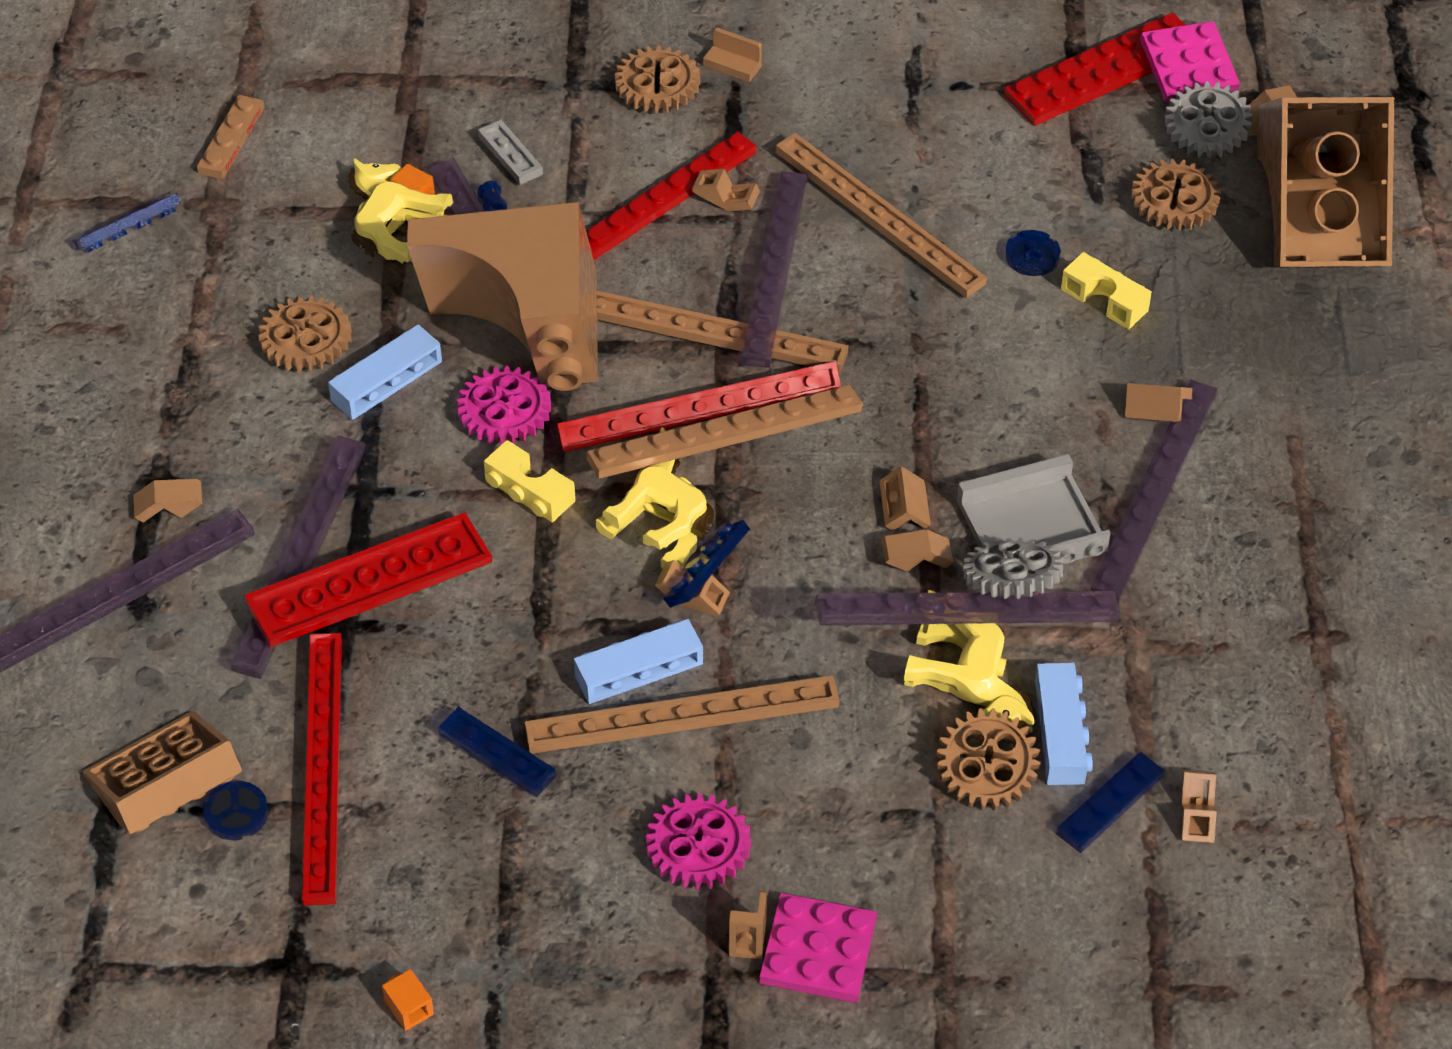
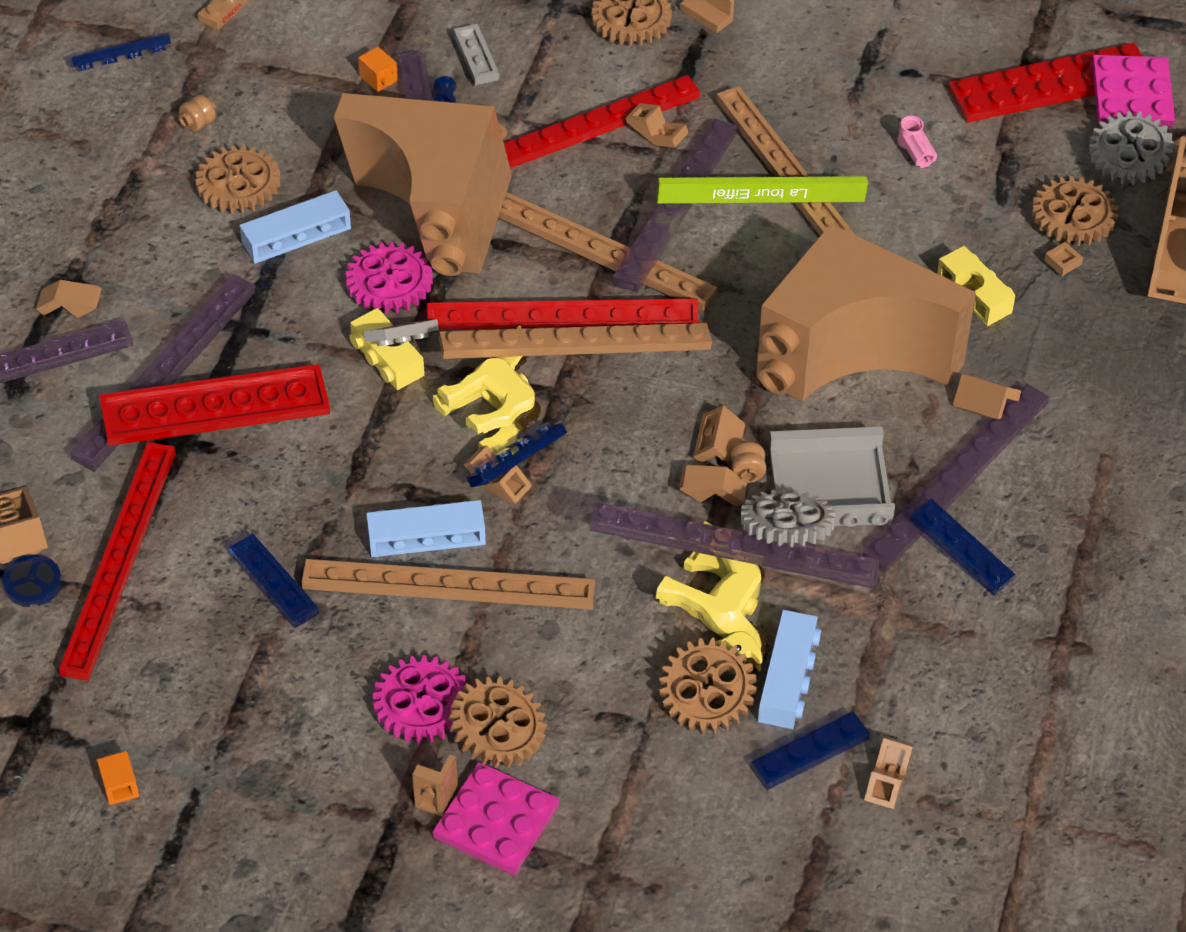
camera: 15 degrees right, 0 degrees up
(236, 271) = (197, 113): none -> medium nougat piece
(387, 209) = (348, 77): light yellow animal -> none
(542, 460) = (401, 332): none -> light grey plate
(807, 862) = (516, 741): none -> medium nougat gear
(861, 235) = (761, 189): none -> lime tile
(945, 518) = (748, 461): none -> medium nougat piece
(989, 152) = (915, 141): none -> bright pink piece
(1013, 340) = (860, 311): none -> medium nougat brick
(1032, 253) = (921, 238): clear blue tile -> none
(1181, 245) = (1063, 258): none -> medium nougat plate
(1188, 559) = (962, 547): none -> clear blue plate

